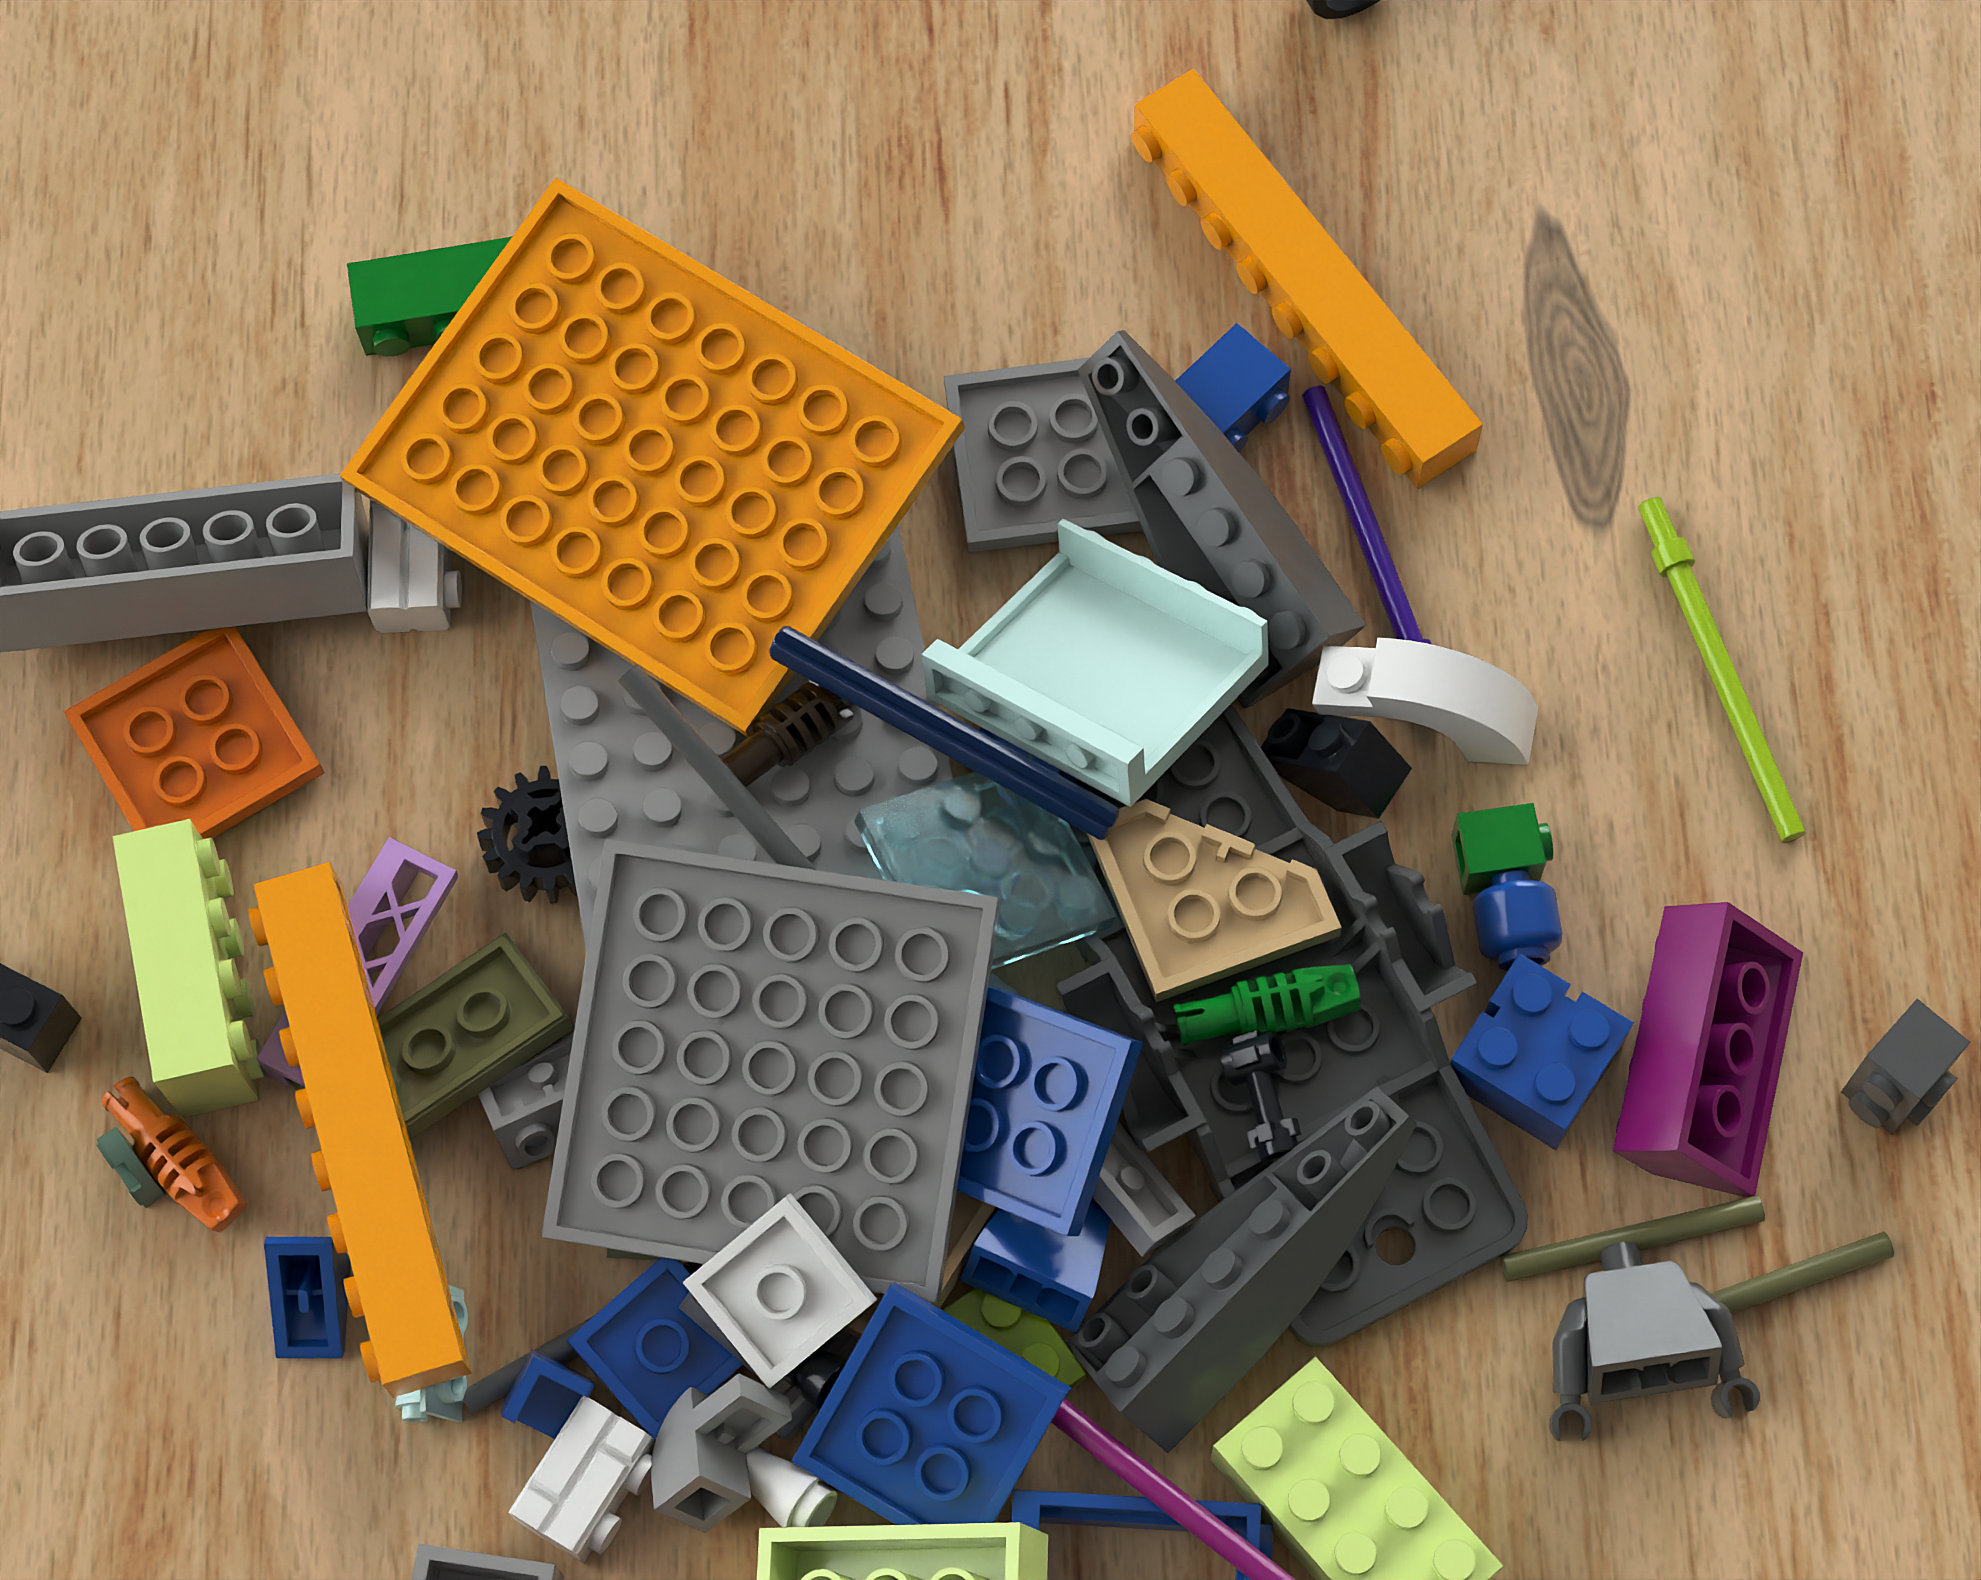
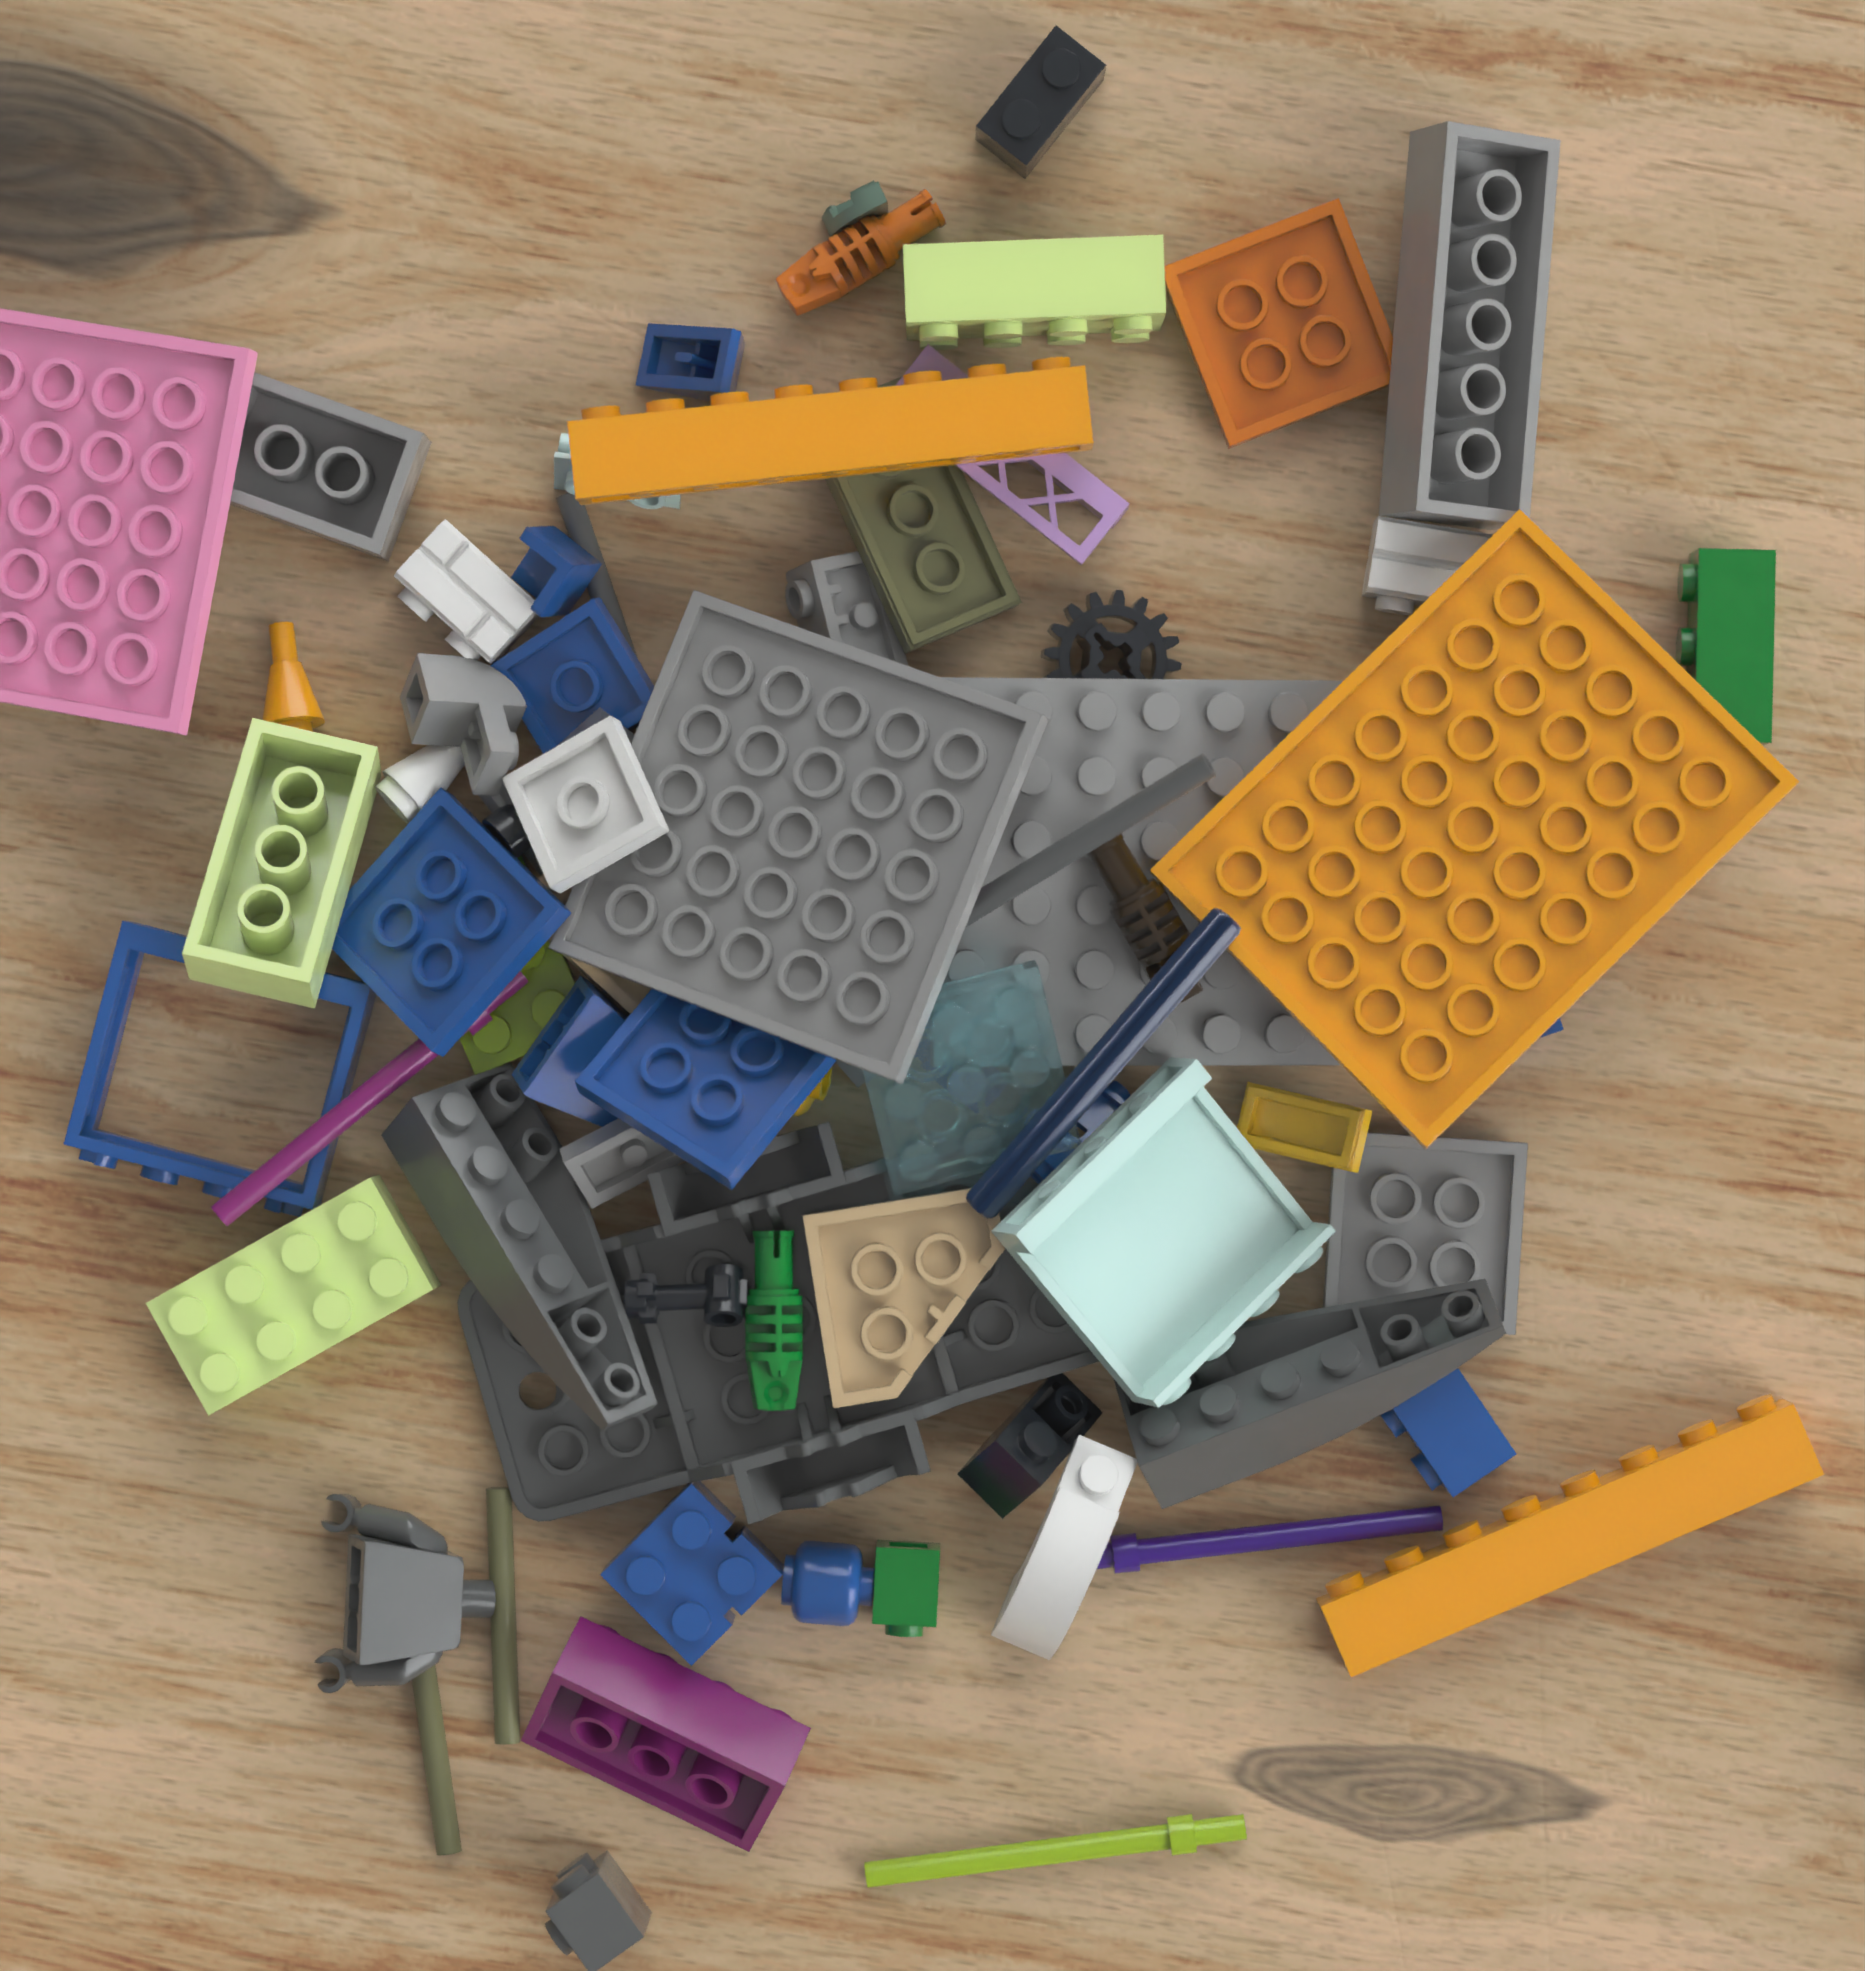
camera: 100 degrees right, 20 degrees up
(969, 570) = (1304, 1127): none -> yellow tile

